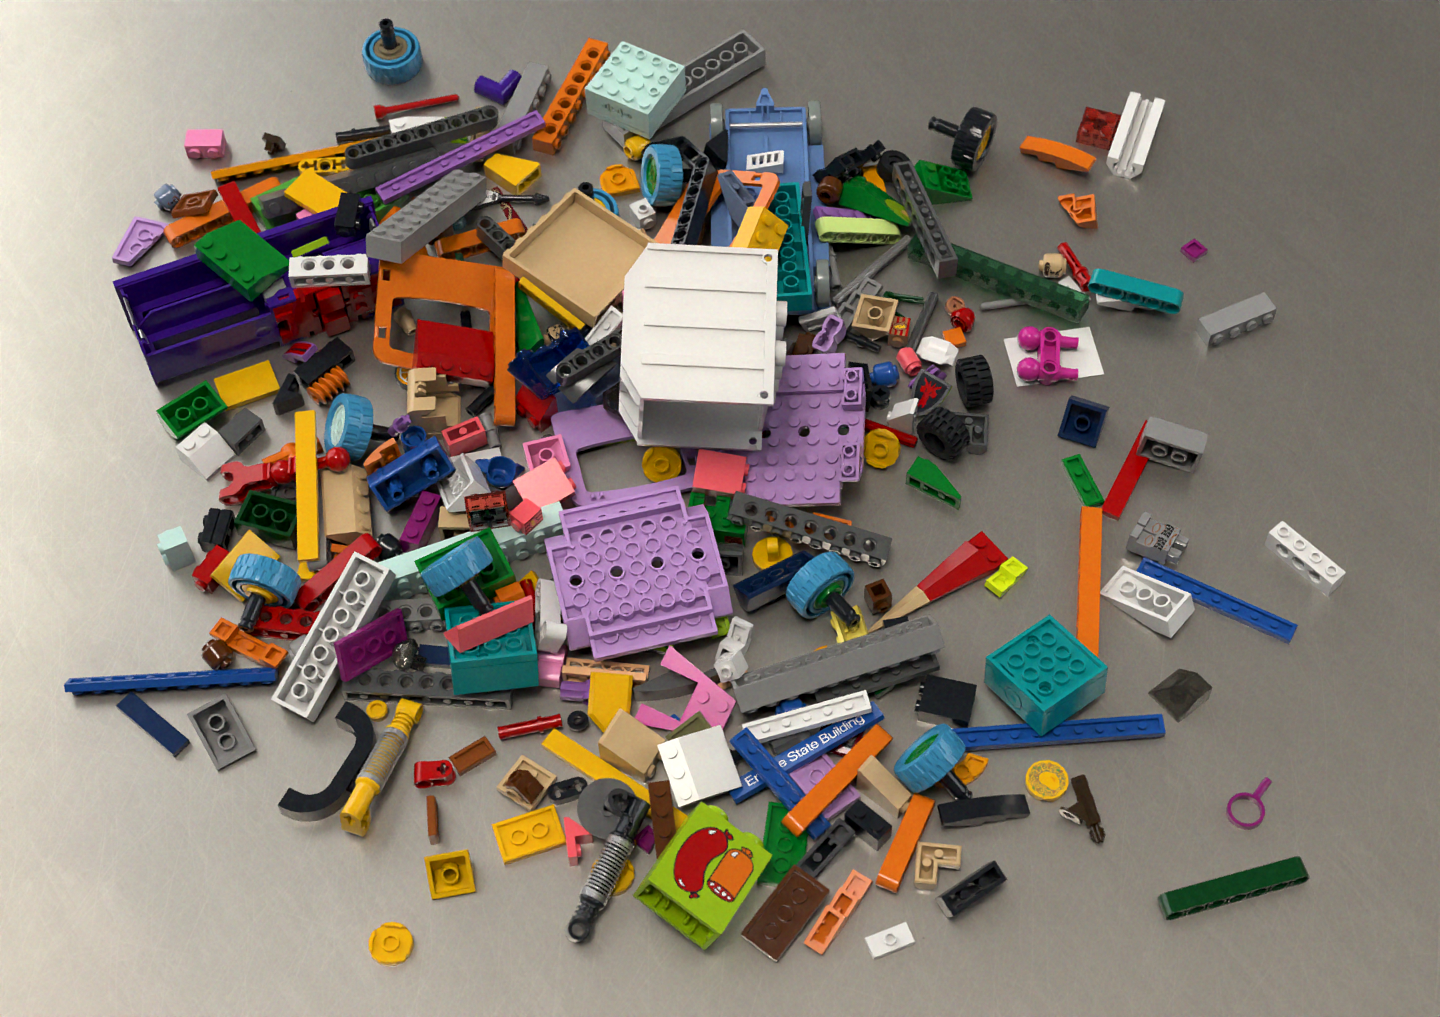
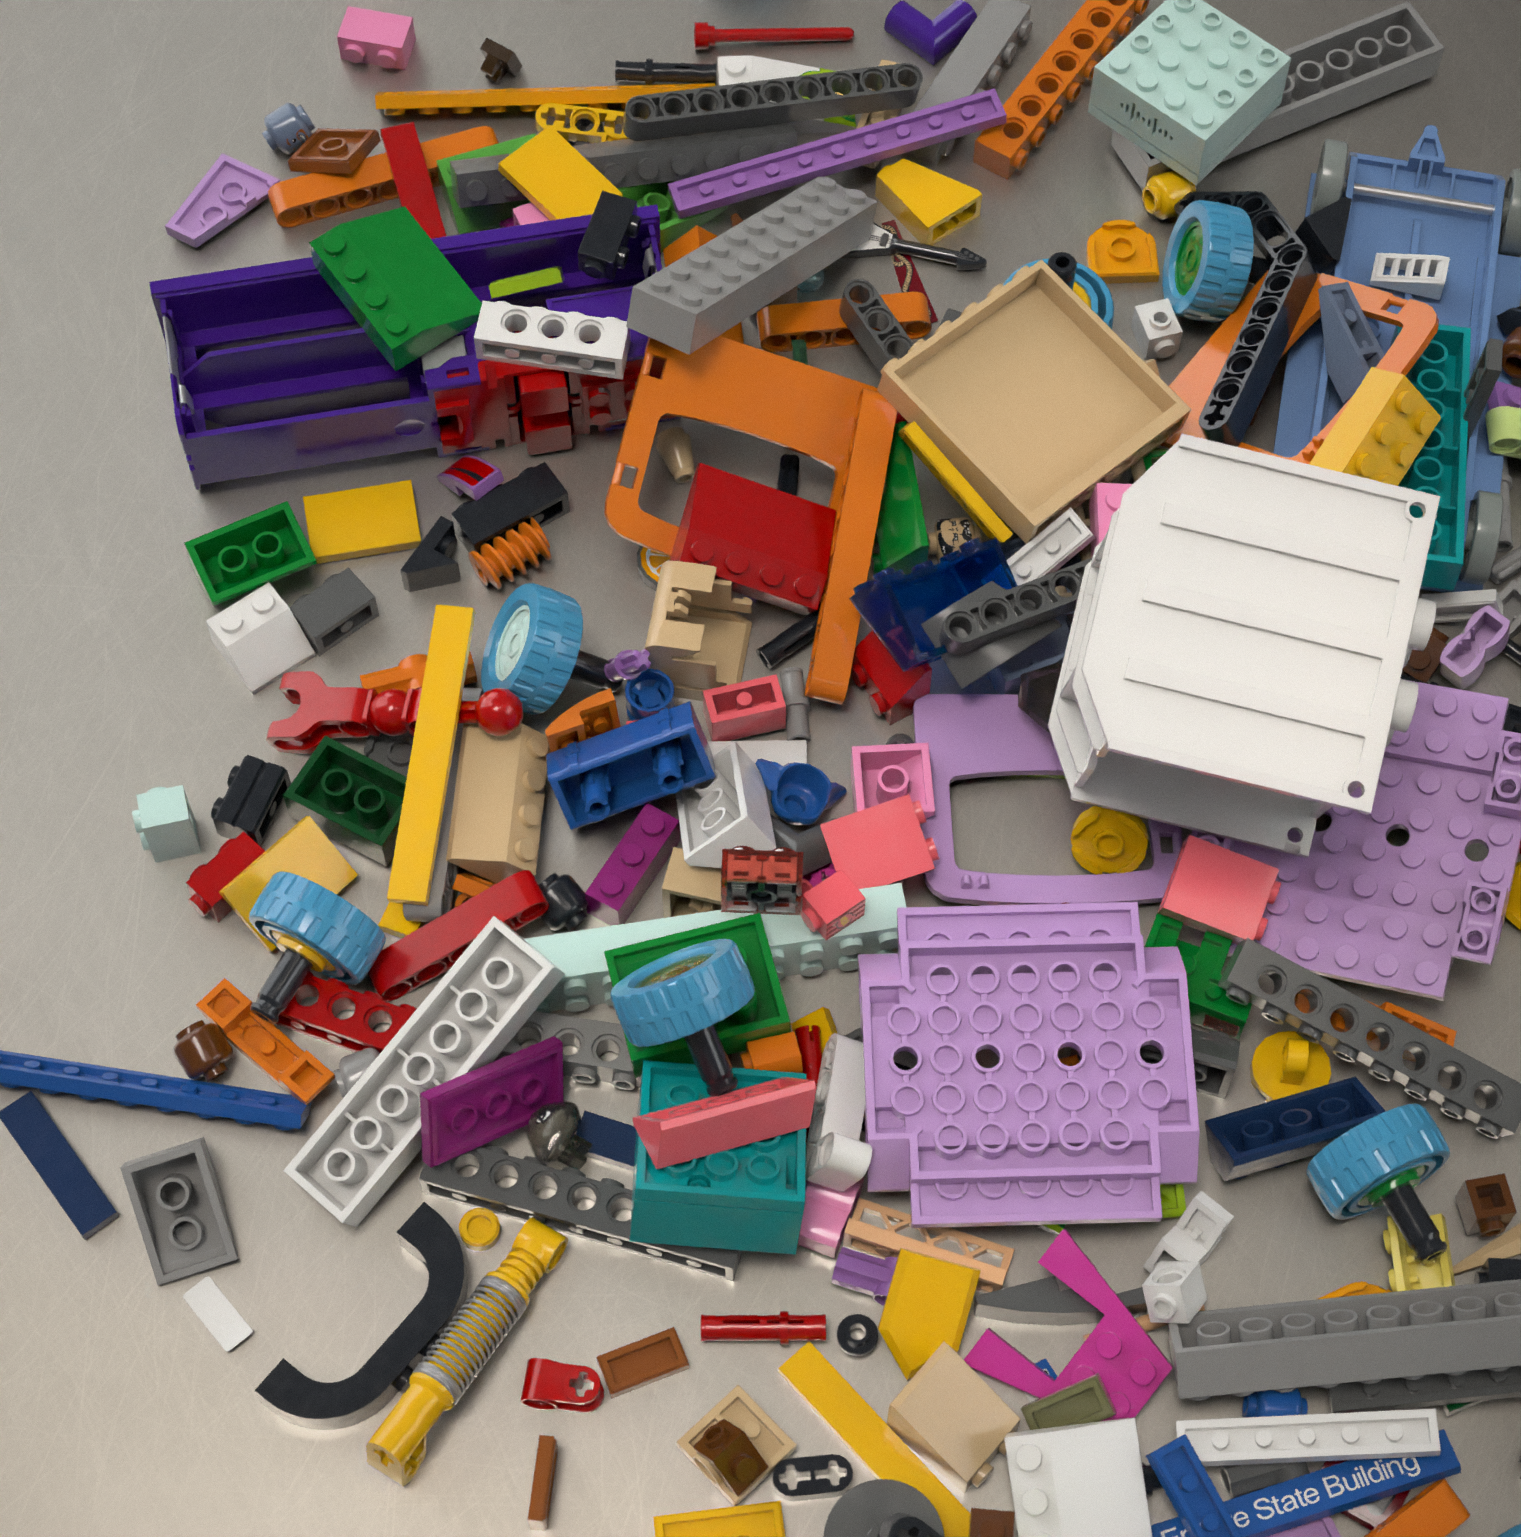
camera: 10 degrees right, 5 degrees up
(250, 777) = (217, 1314): none -> white sticker

